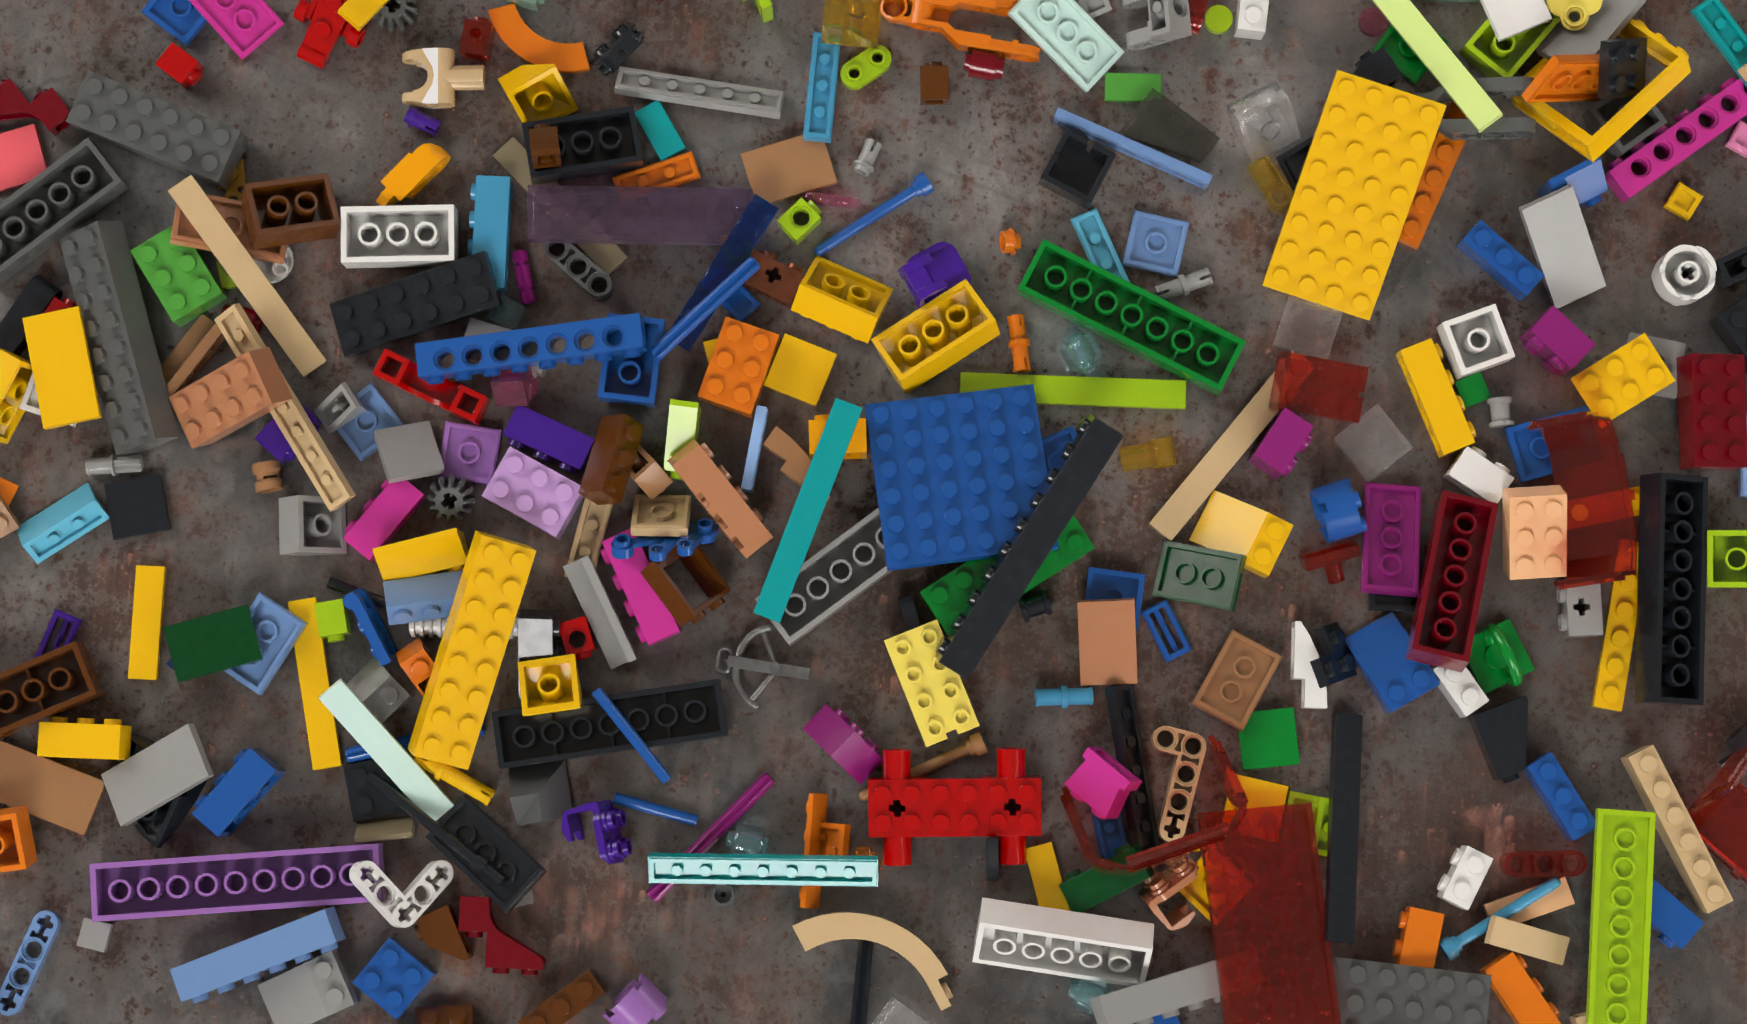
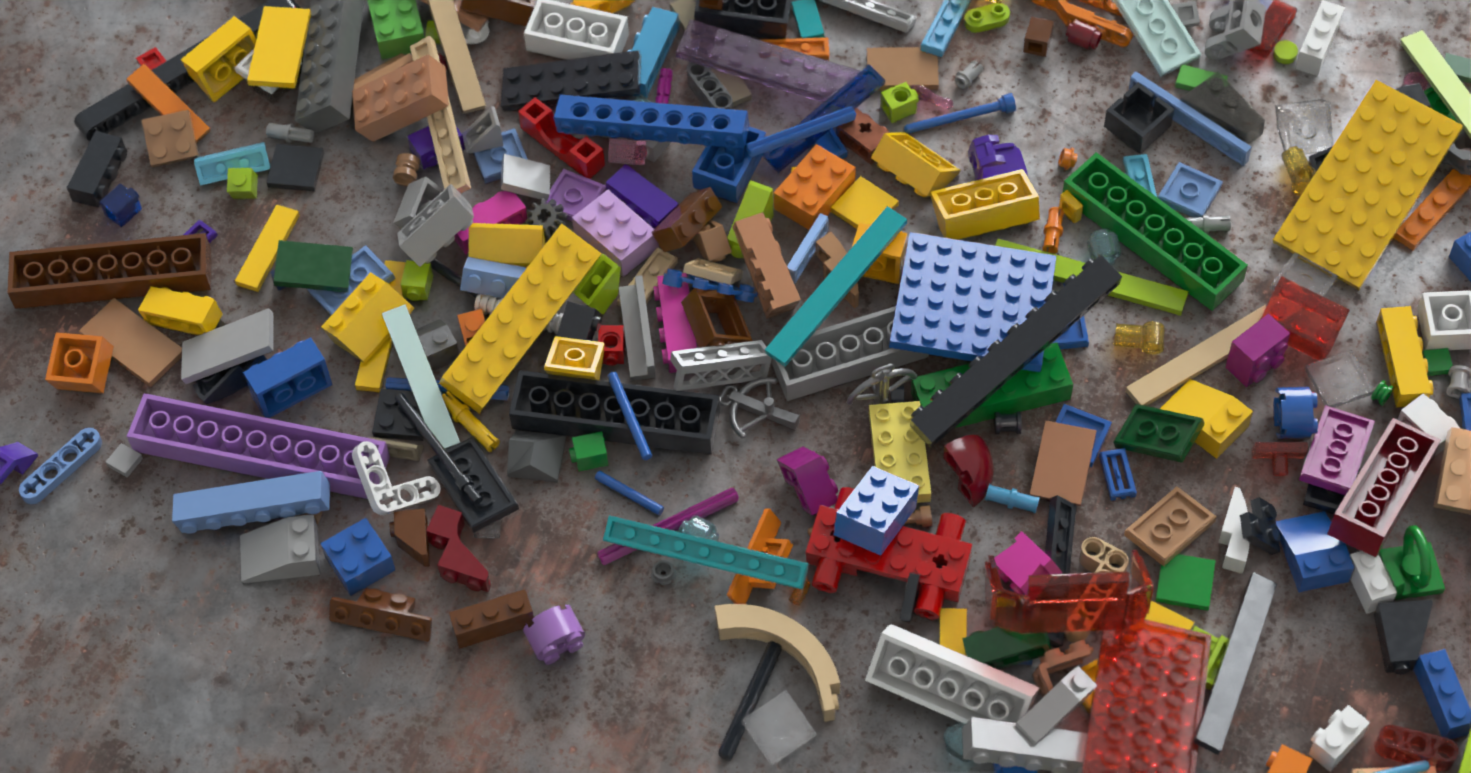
camera: 20 degrees right, 25 degrees down
(87, 553) = (242, 183): none -> lime brick
(293, 690) = (359, 320): none -> yellow slope
(334, 561) = (435, 226): none -> light grey brick
(371, 625) = (446, 291): blue plate -> none
(544, 575) = (600, 284): none -> lime slope
(597, 776) = (589, 451): none -> green brick
(607, 826) = (582, 484): dark purple piece -> none
(707, 636) = (720, 358): none -> light grey fence
(892, 621) = (880, 384): none -> flat silver piece
(932, 779) = (876, 510): none -> brick
(1013, 675) = (973, 464): none -> dark red brick
(1030, 308) = (1071, 206): none -> yellow tile
(1179, 950) = (1056, 705): none -> light grey slope
(1422, 450) = (1382, 392): none -> green bush
(1483, 681) = (1395, 576): none -> green tile

